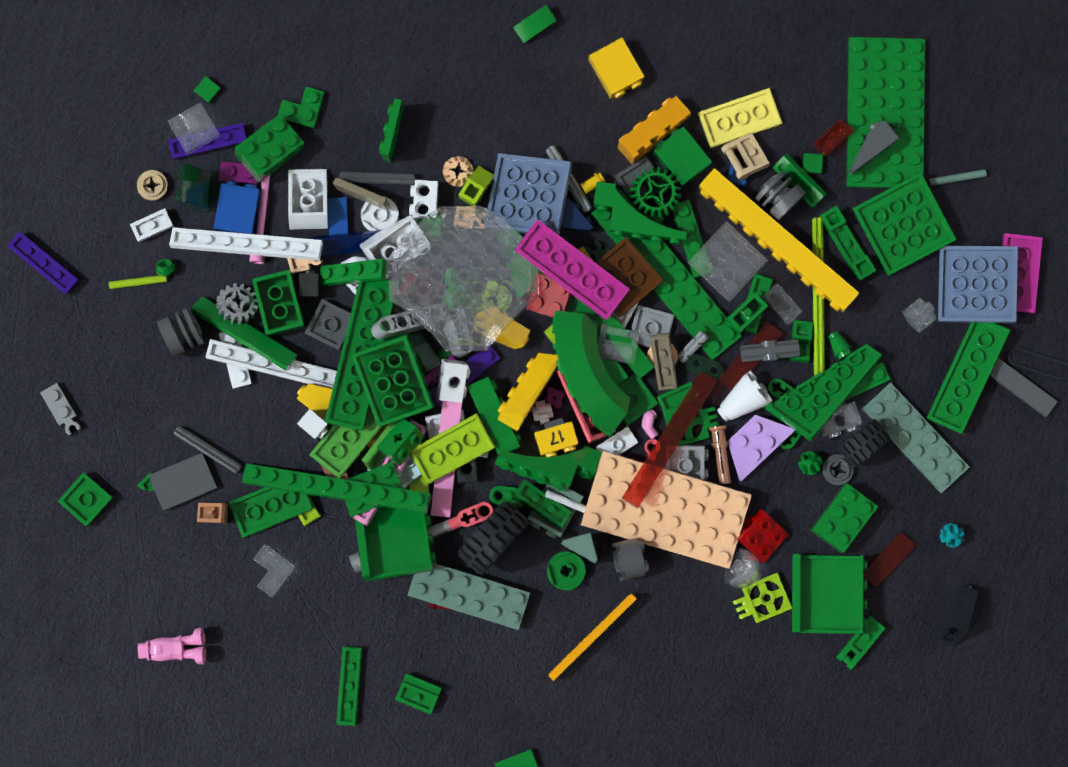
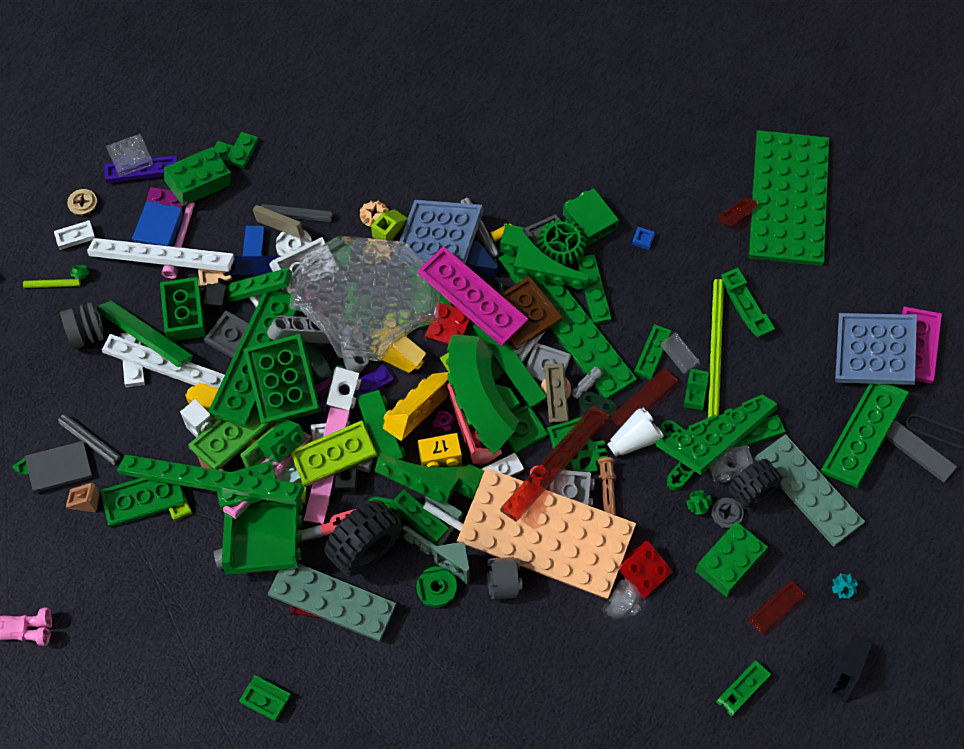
camera: 10 degrees right, 20 degrees down
(194, 188) = (119, 201): slope -> none
(207, 89) = (149, 128): green tile -> none
(243, 298) = (142, 307): light grey gear -> none
(278, 570) = (138, 559): clear plate -> none
(307, 199) = (226, 225): white slope -> none
(349, 686) = (193, 685): green tile -> none
(391, 130) = (315, 169): green plate -> none
(429, 200) = (335, 220): white brick -> none
(535, 23) = (461, 96): green slope -> none
(542, 412) = (429, 429): white gear -> none
(592, 636) = (456, 656): light orange tile -> none
(616, 68) = (534, 138): yellow brick -> none
(618, 350) = (510, 377): clear plate -> none
(647, 423) = (535, 451): bright pink arm -> none
(653, 129) = (552, 194): light orange wedge -> none
(727, 261) = (627, 309): clear plate -> none
(739, 118) = (648, 190): light yellow tile -> none
(746, 313) = (643, 353): green brick -> none
(748, 604) = (626, 639): lime piece -> none
(751, 154) = (656, 217): tan plate -> none
(755, 443) = (644, 479): lavender wing -> none
(769, 351) = (664, 391): dark grey piece -> none
(778, 240) = (680, 295): yellow brick -> none
(780, 195) = (683, 253): dark grey wheel -> none
(812, 163) = (716, 233): green tile -> none
(813, 191) = (703, 245): green plate -> none
(828, 594) = (711, 634): green panel -> none
(840, 346) = (734, 395): green cone -> none
(876, 141) = (780, 214): dark grey slope -> none
(904, 224) = (804, 290): green plate -> none
(919, 314) = (817, 372): clear brick -> none
(957, 177) = (857, 257): sand green bar -> none

